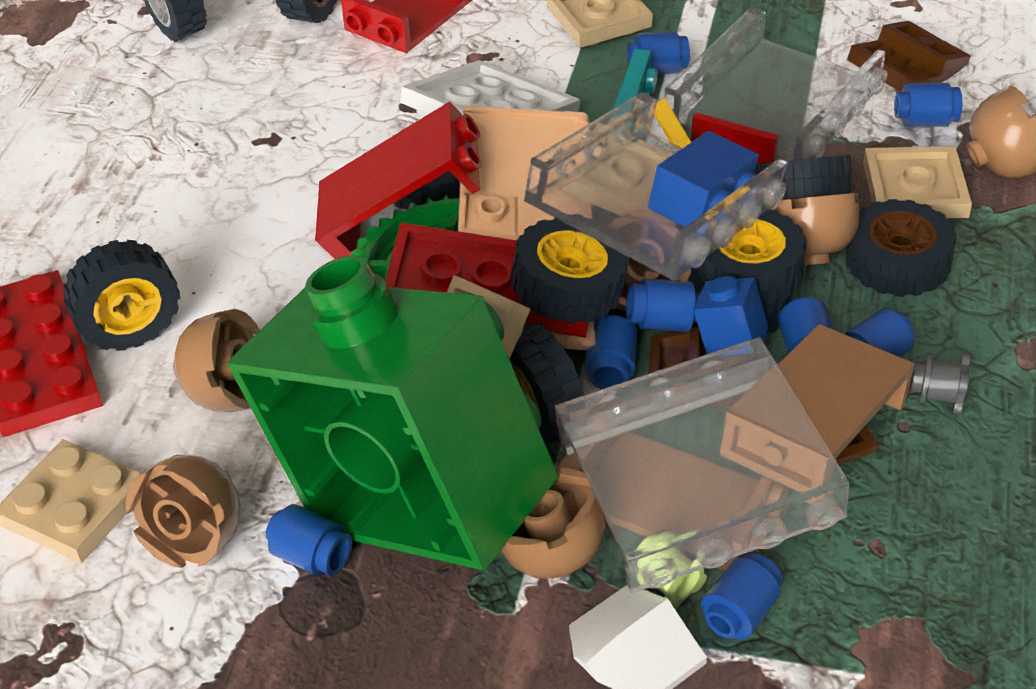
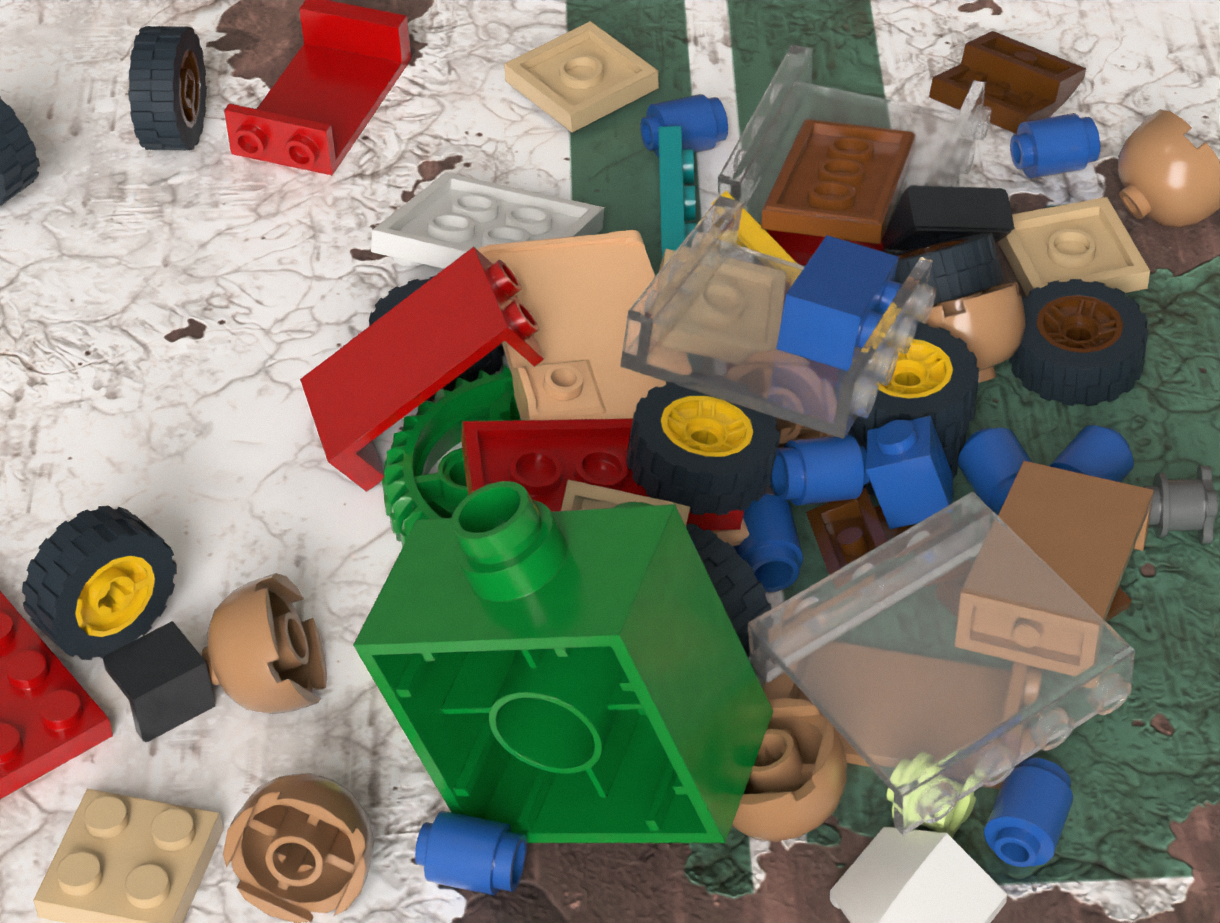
camera: 15 degrees left, 0 degrees up
(140, 373) = (161, 680): none -> black panel
(753, 104) = (839, 181): none -> dark orange tile
(821, 136) = (946, 213): none -> black slope

